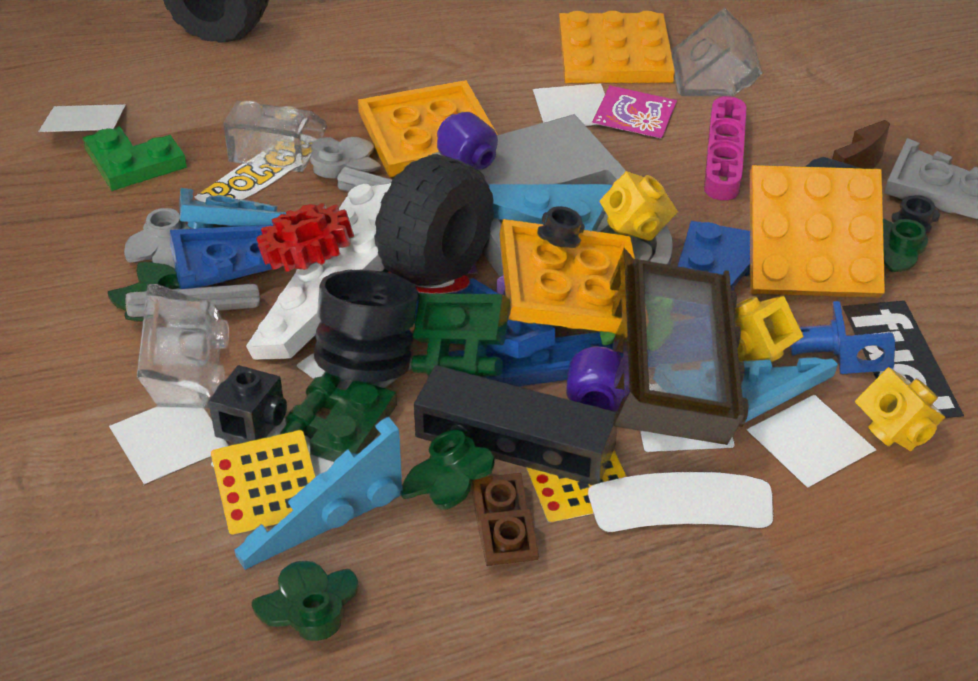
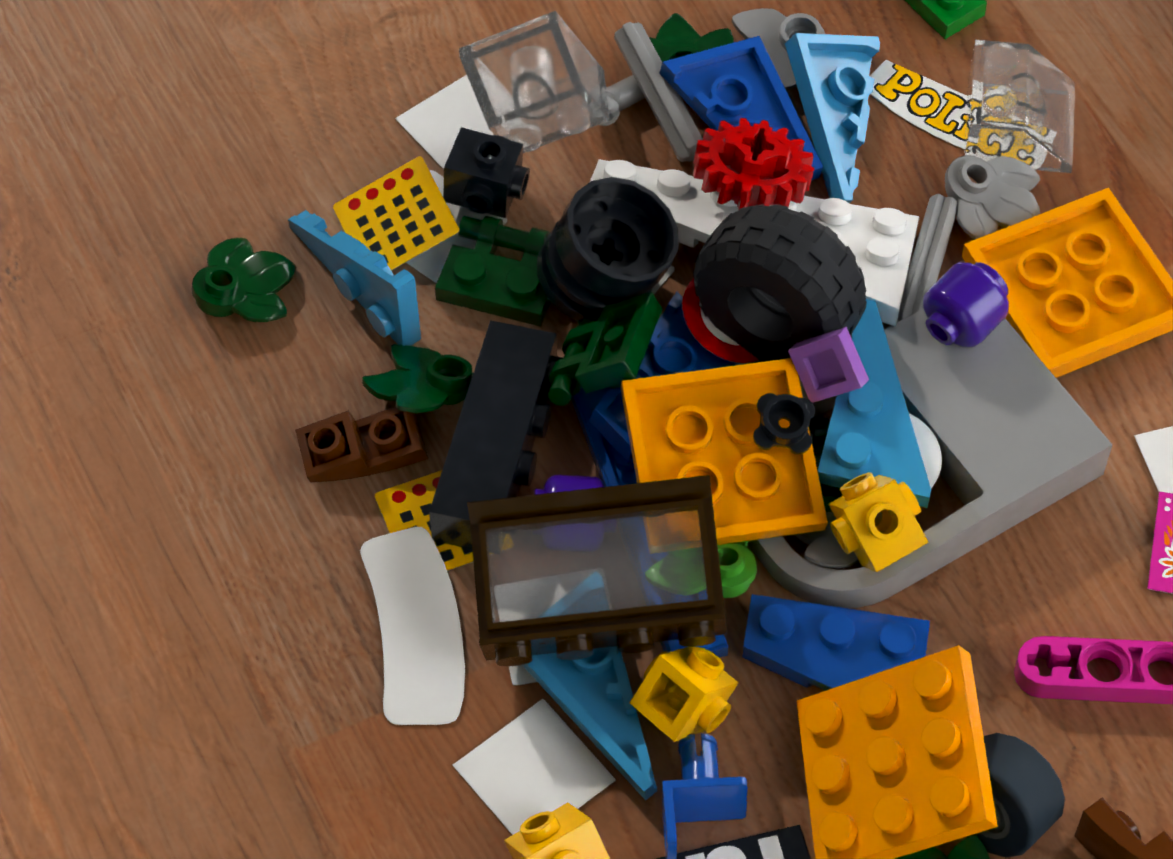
camera: 85 degrees right, 15 degrees up
(515, 198) = (828, 365): none -> medium lavender plate

